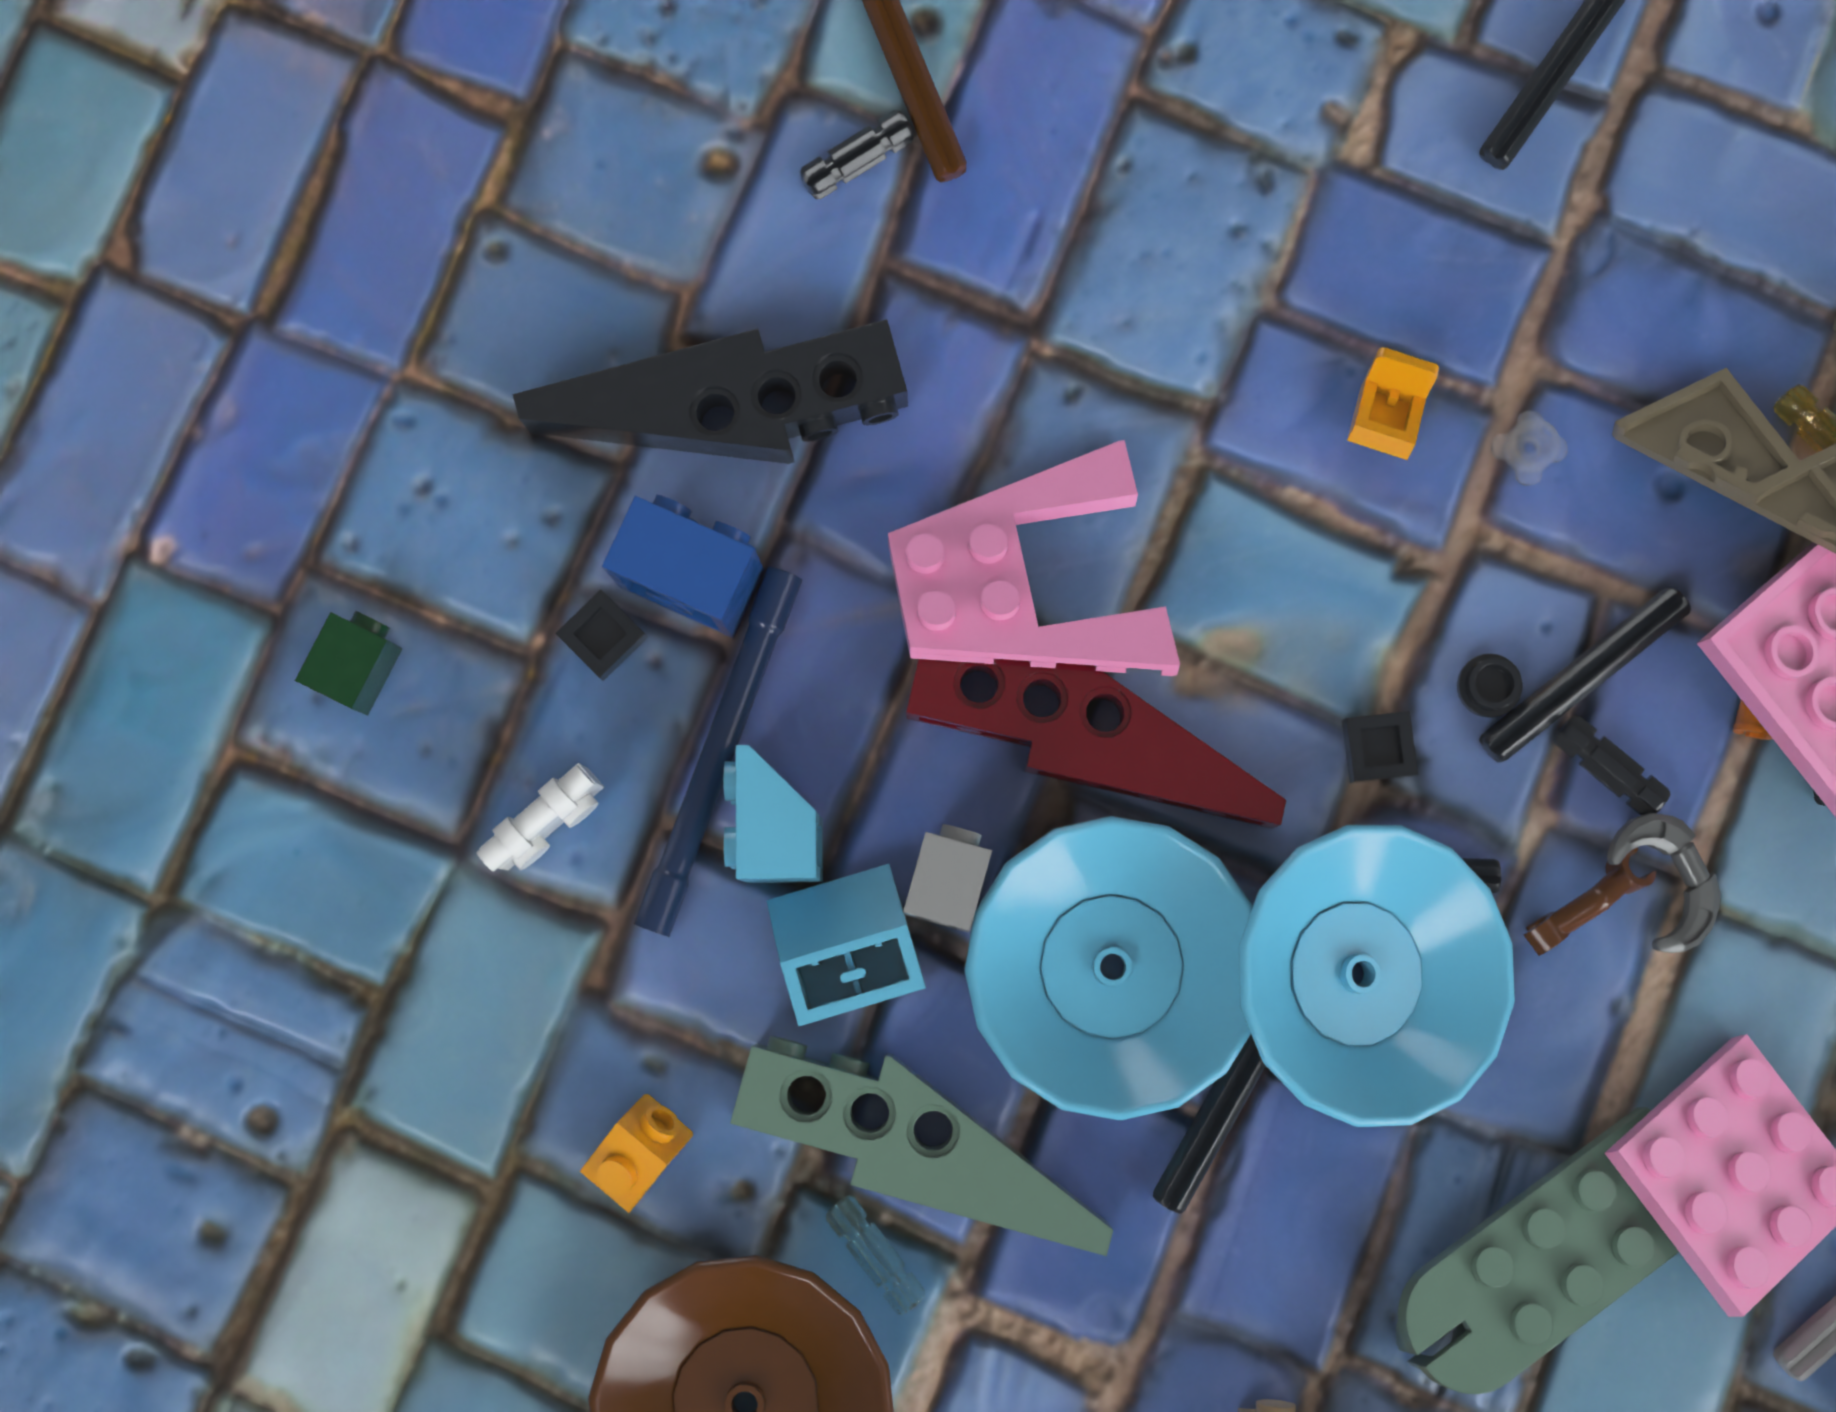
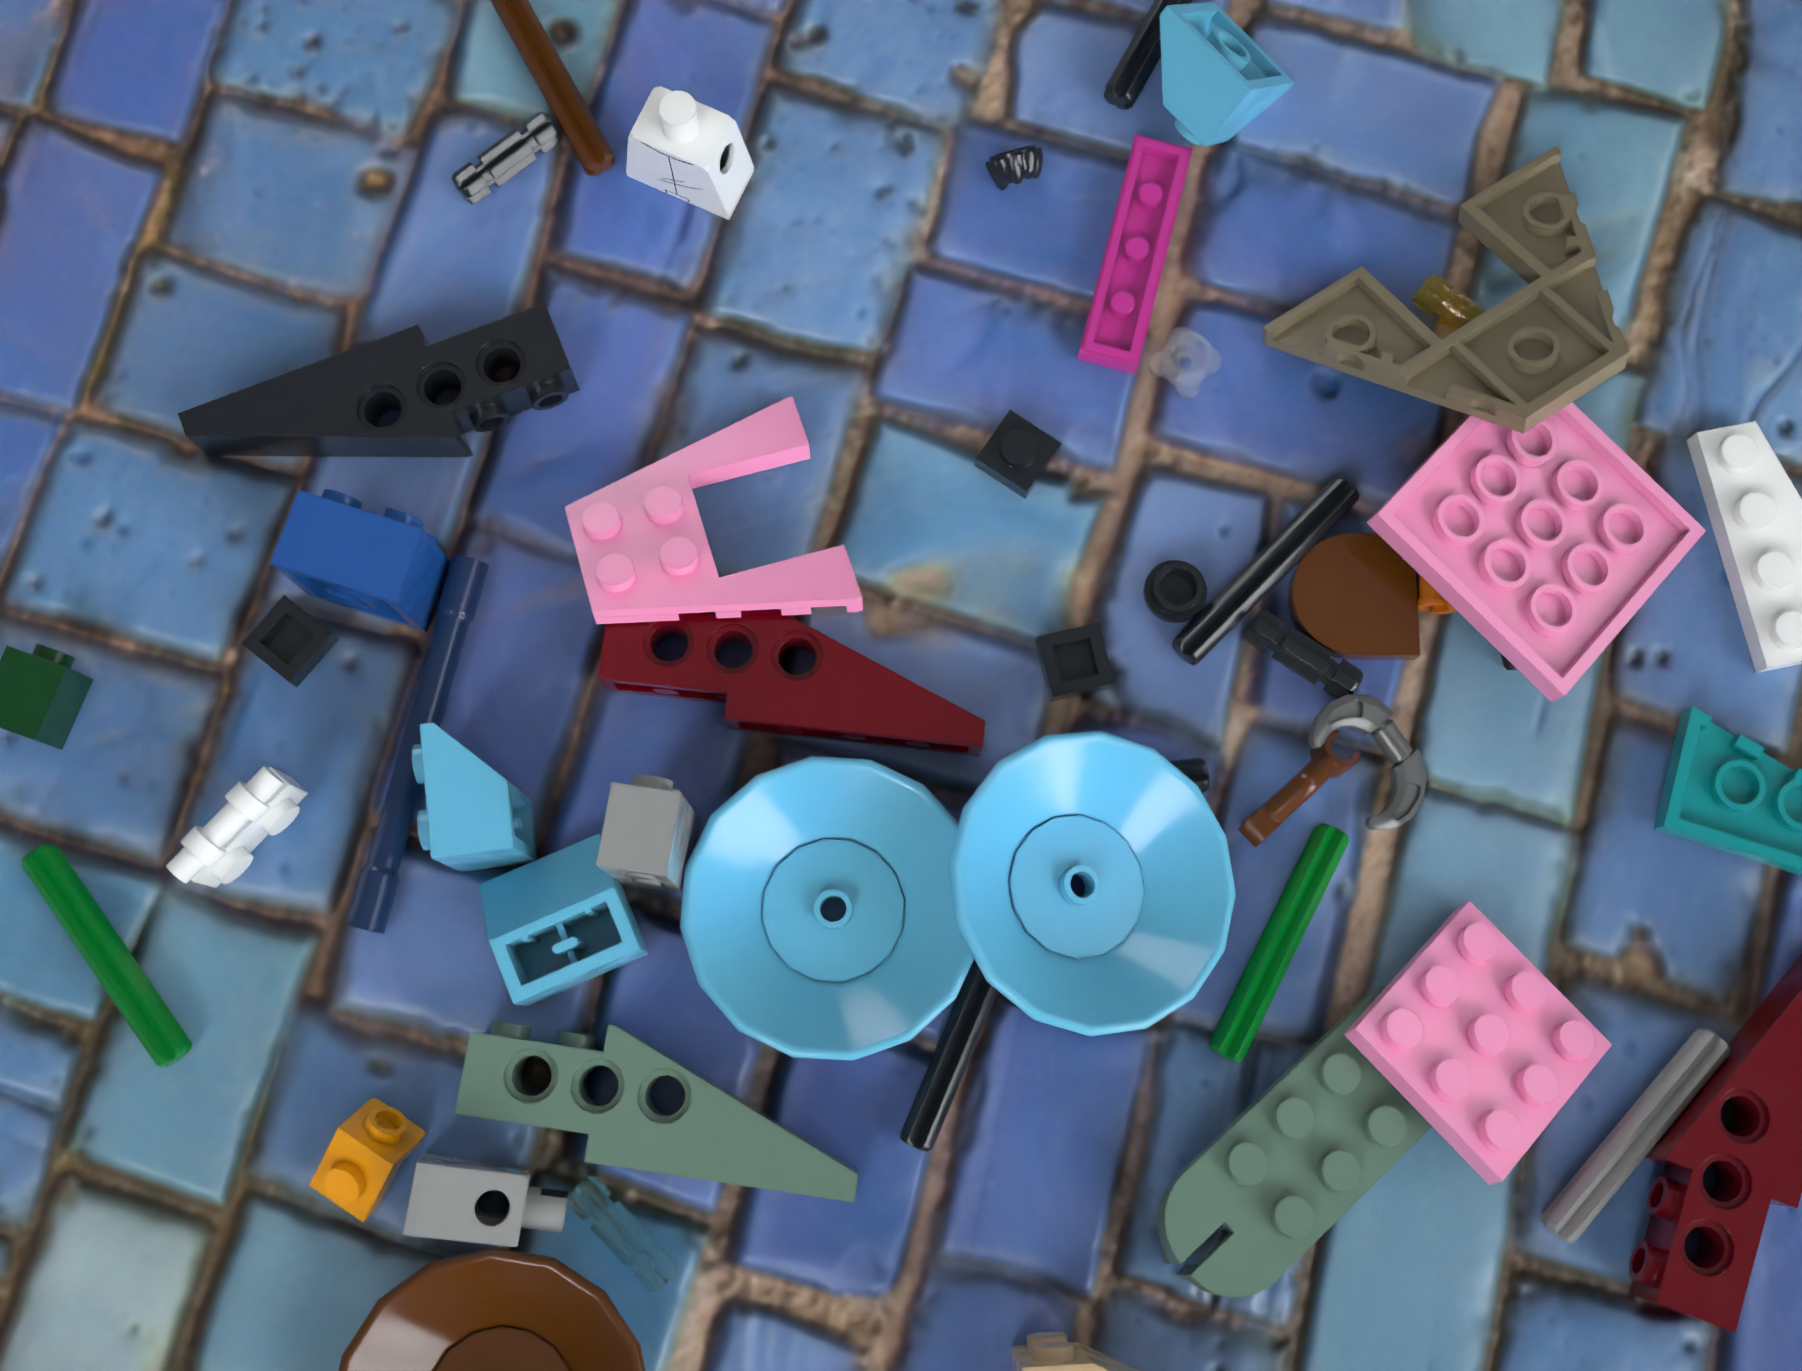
camera: 15 degrees left, 5 degrees down
(400, 924) = (106, 955): none -> green axle
(719, 1197) = (448, 1207): none -> light grey torso
(1044, 171) = (682, 147): none -> white torso
(1346, 525) = (1017, 454): none -> black plate
(1379, 219) = (1014, 165): none -> black piece
(1392, 402) = (1047, 331): light orange bracket -> none
(1491, 326) = (1135, 254): none -> dark pink tile
(1550, 1051) = (1278, 942): none -> green axle
(1599, 143) = (1214, 73): none -> medium azure slope
(1673, 714) = (1357, 598): none -> reddish brown tile

